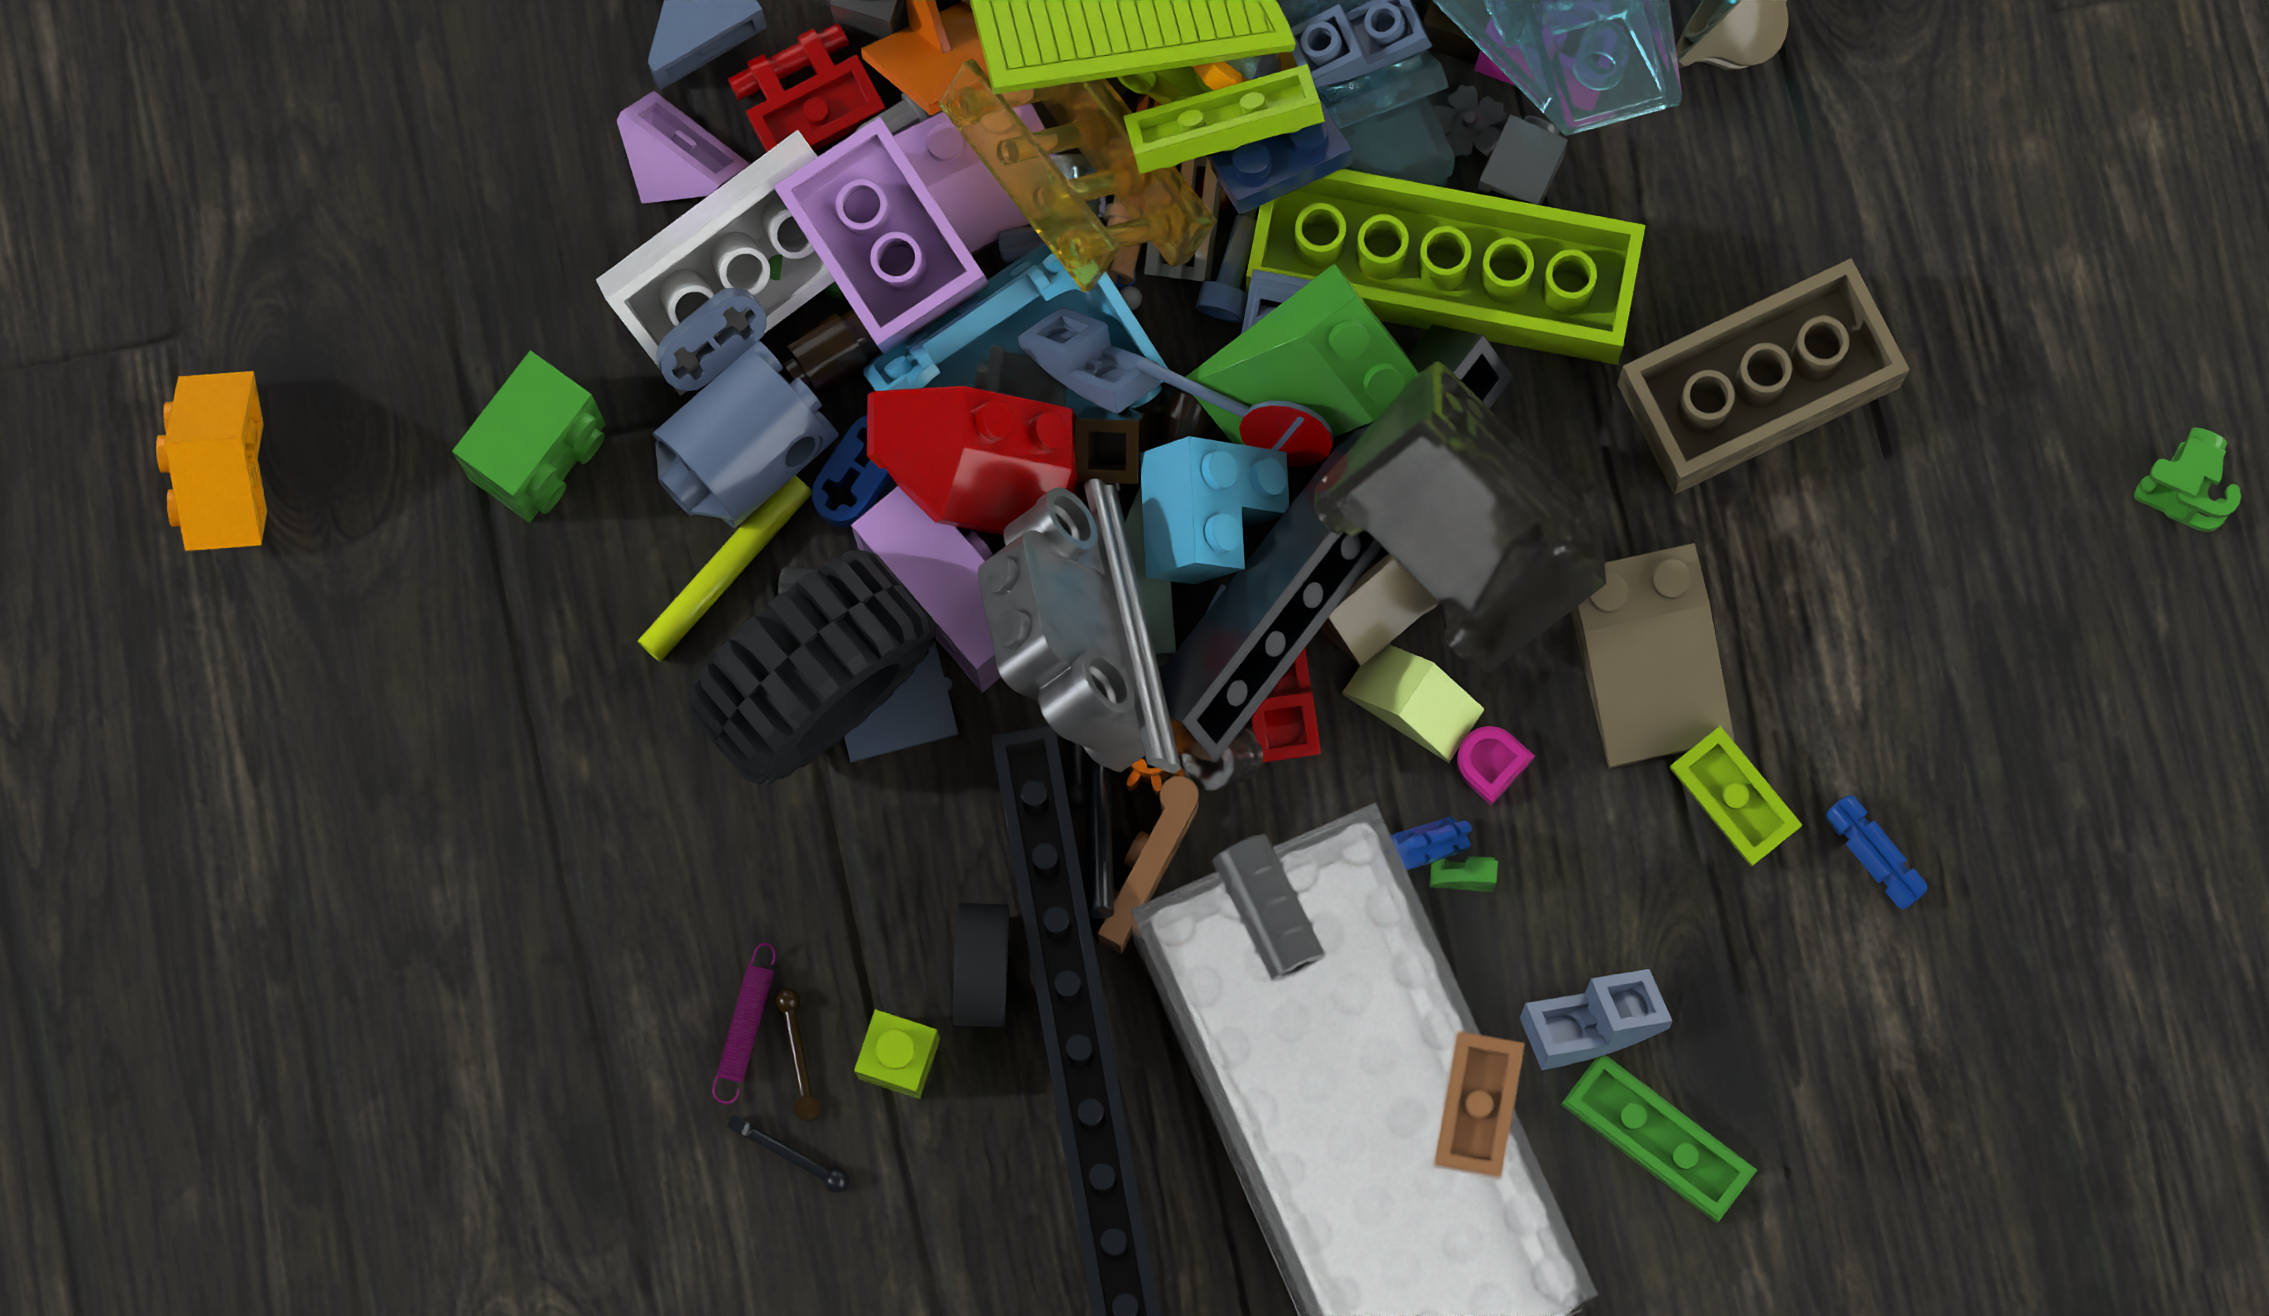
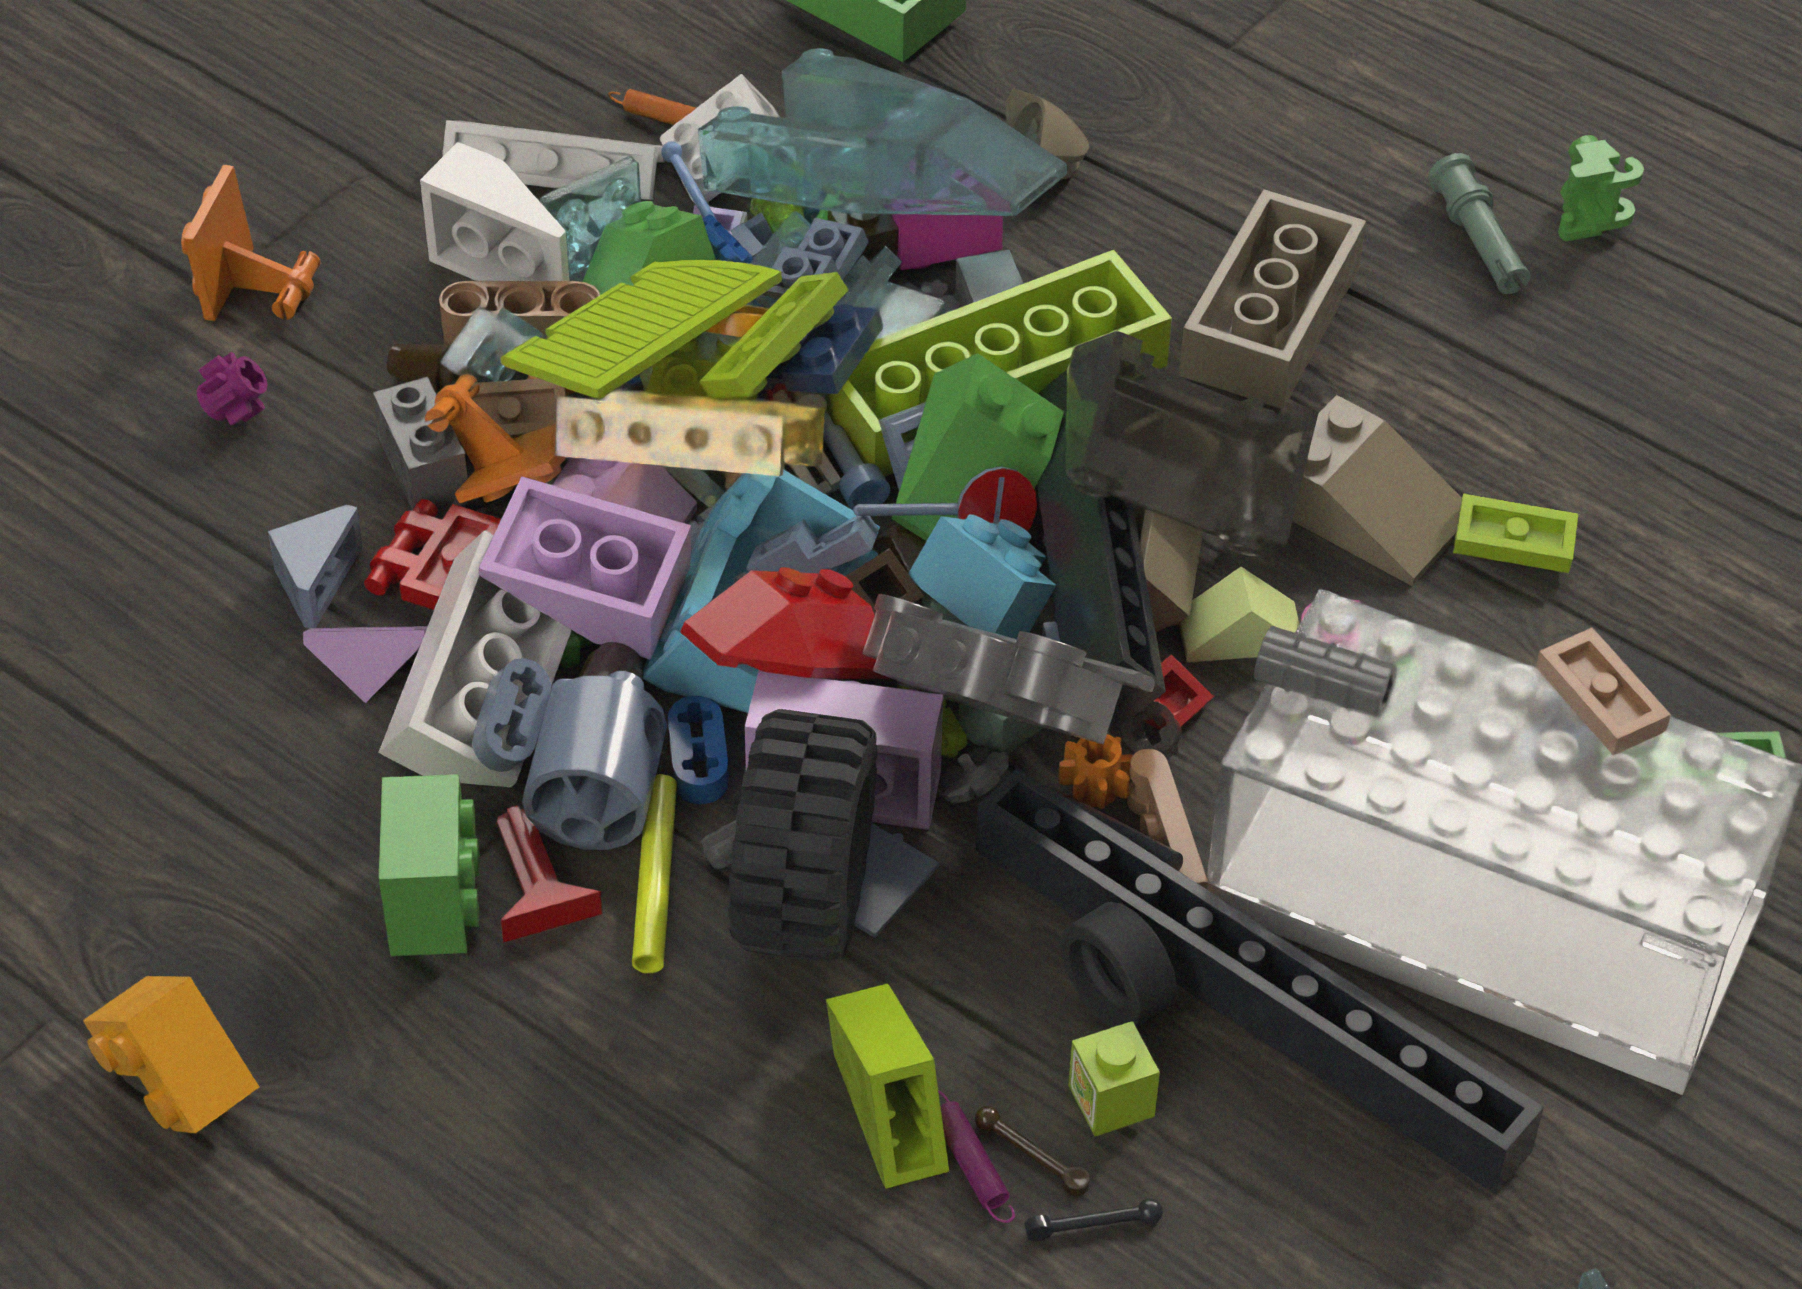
camera: 45 degrees left, 30 degrees down
(627, 503) = (545, 900): none -> red piece
(725, 915) = (889, 1084): none -> lime slope
(1876, 851) = (1637, 509): blue axle -> none
(2067, 402) = (1471, 206): none -> sand green pin

